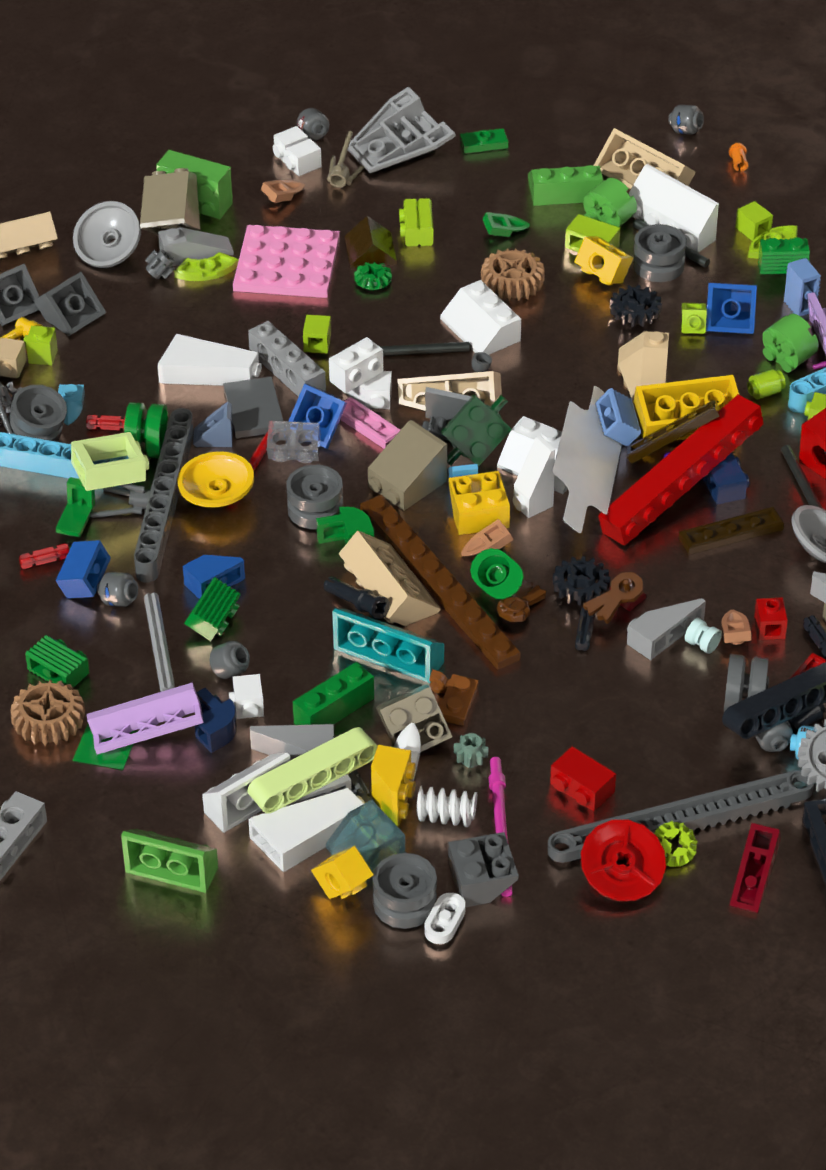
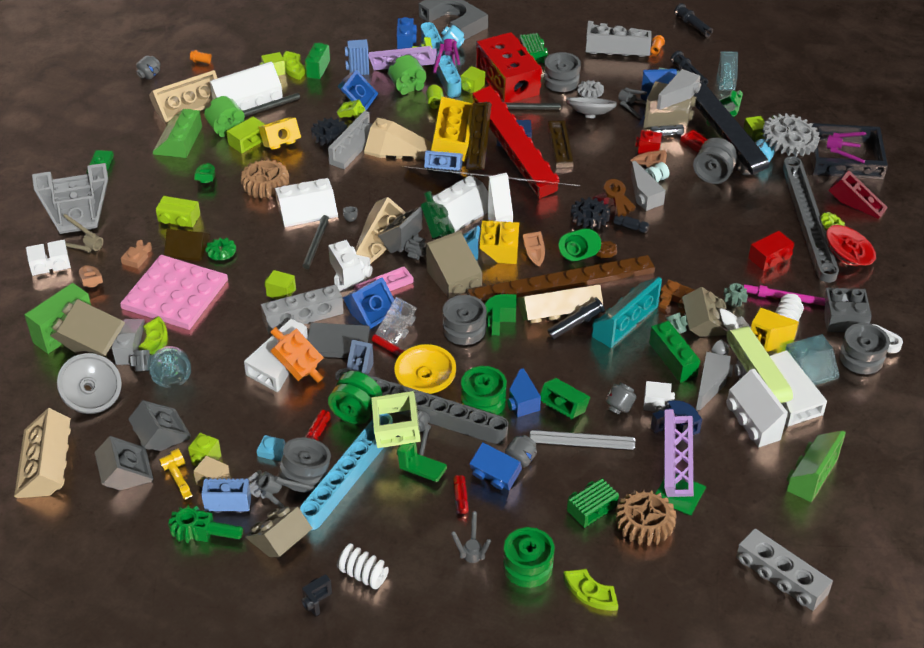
camera: 75 degrees left, 0 degrees up
(155, 283) = (169, 366): none -> clear light blue cylinder
(198, 369) = (297, 354): none -> orange plate
(198, 532) = (484, 389): none -> green wheel
(313, 123) = (19, 241): dark grey head -> none
(336, 215) = (136, 256): none -> nougat plate
(343, 873) = (851, 372): yellow brick -> none
(384, 692) = (678, 322): none -> sand green gear
(614, 335) = (350, 142): none -> light grey fence
(659, 253) = (283, 104): dark grey wheel -> none

